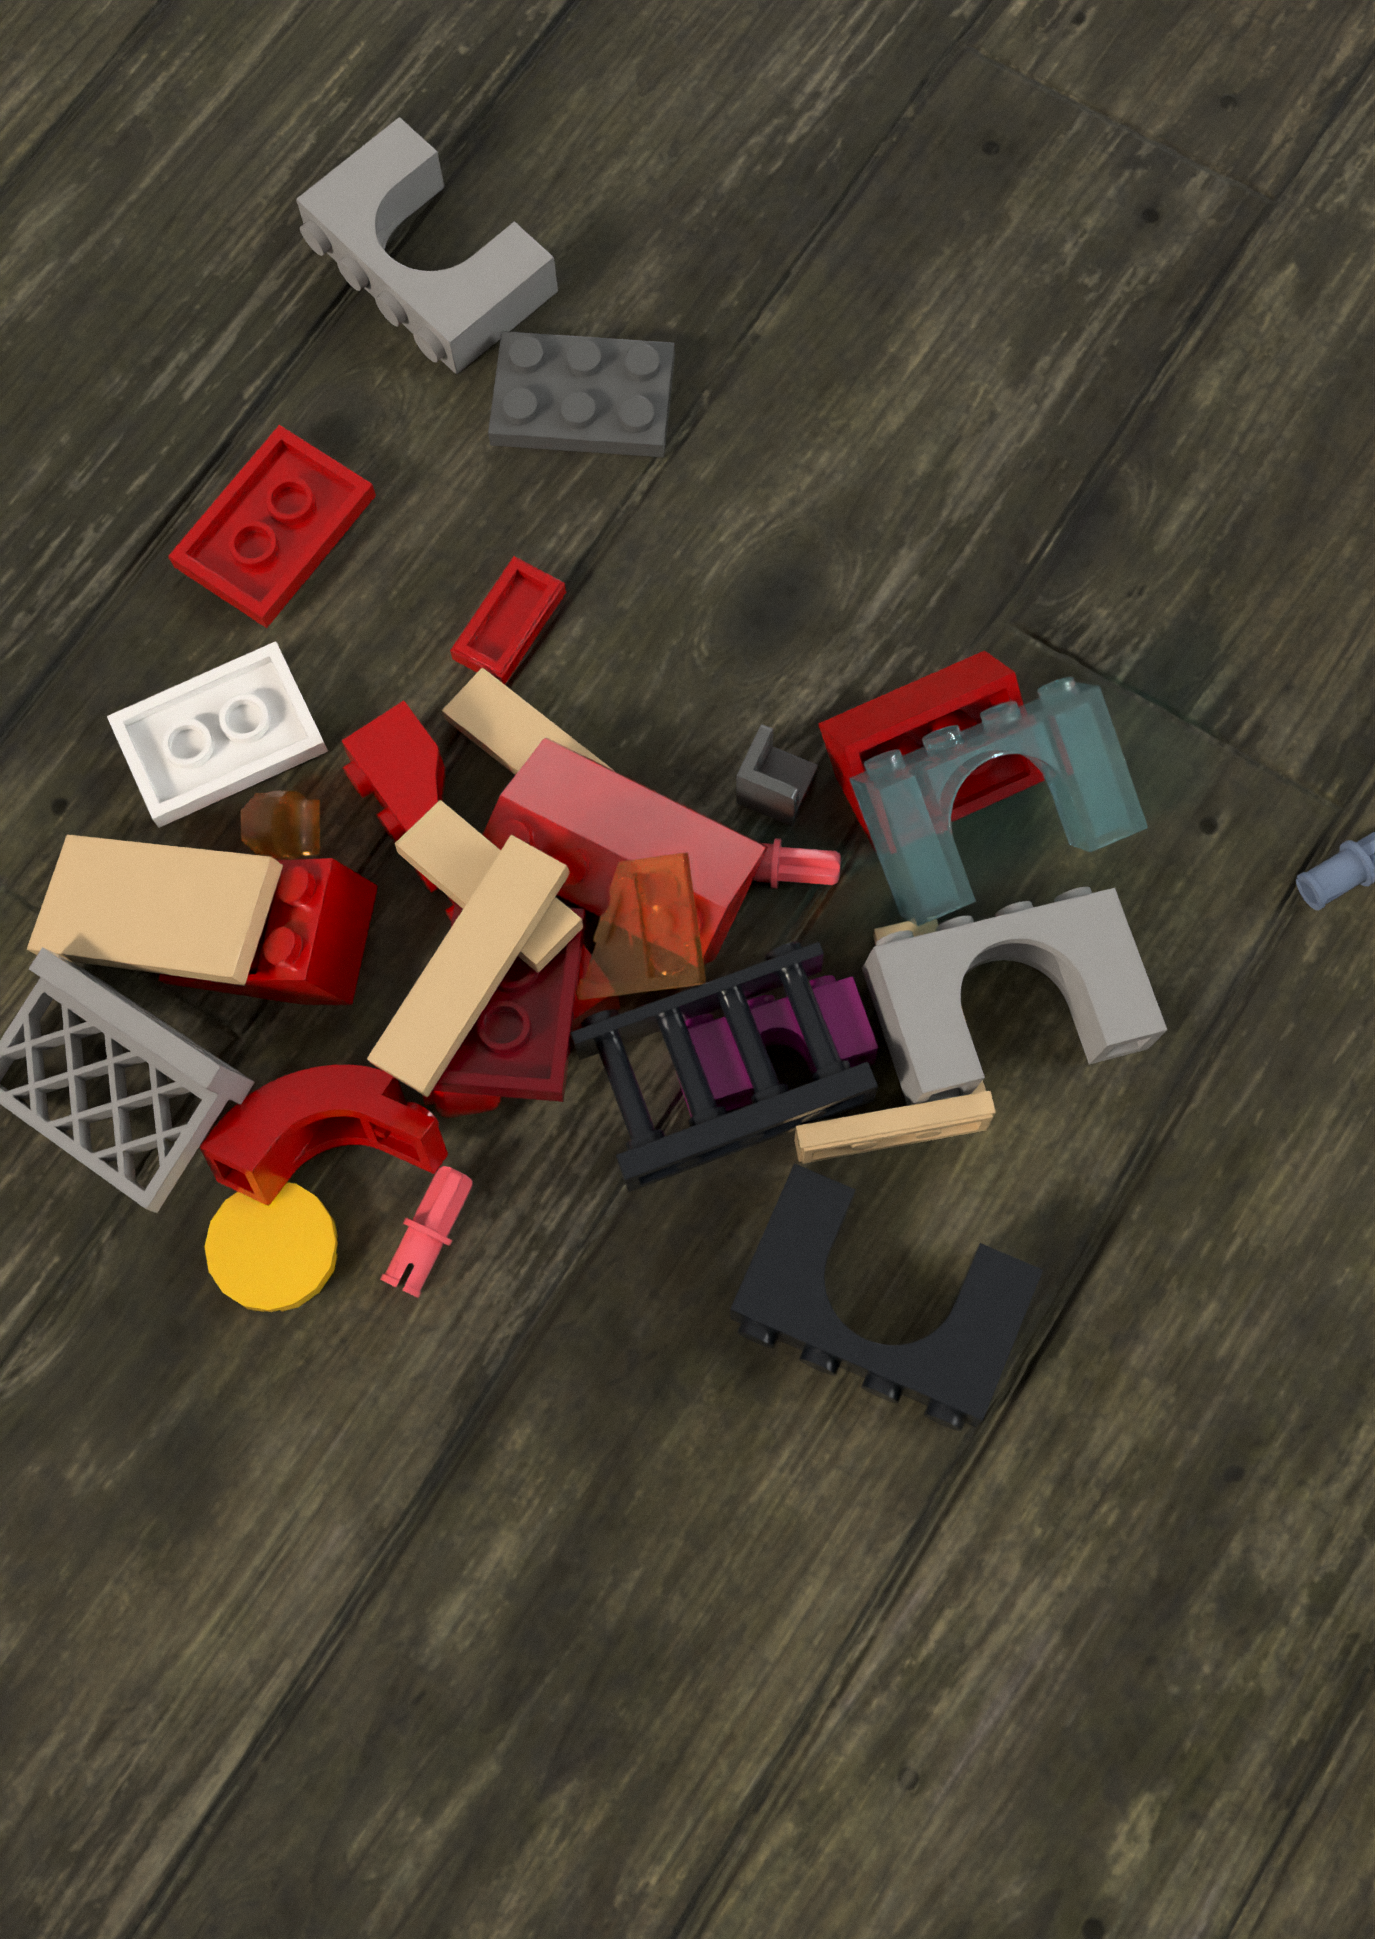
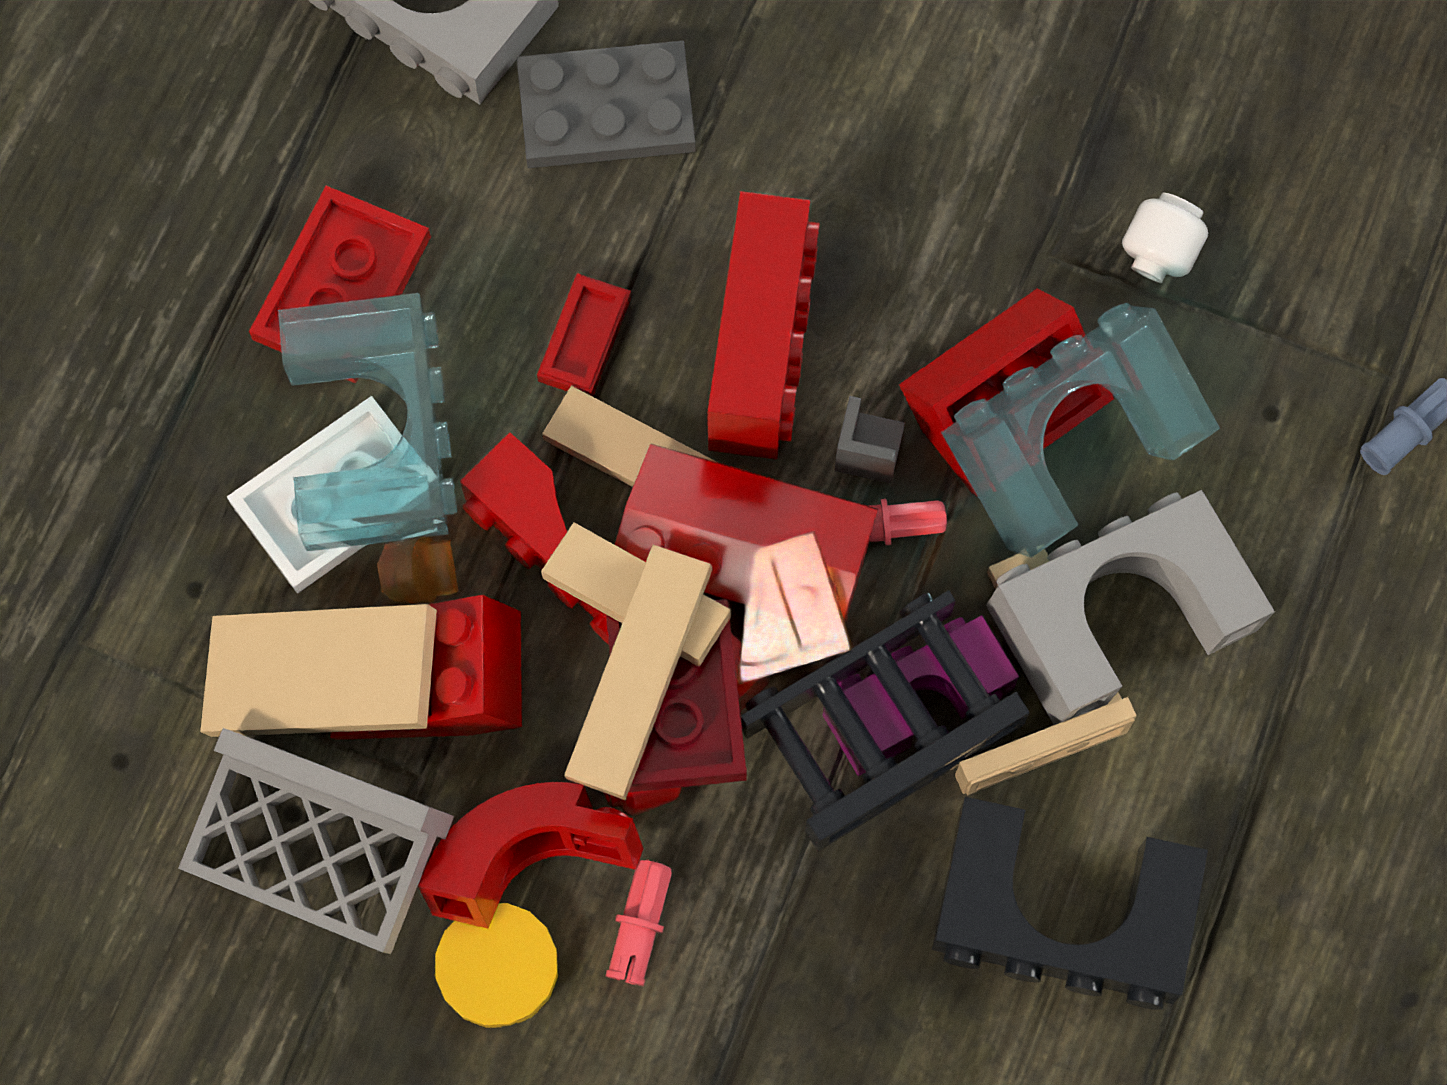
camera: 15 degrees left, 0 degrees up
(286, 736) = (405, 489): none -> clear light blue arch
(685, 637) = (762, 326): none -> red brick
(1131, 622) = (1165, 237): none -> white head

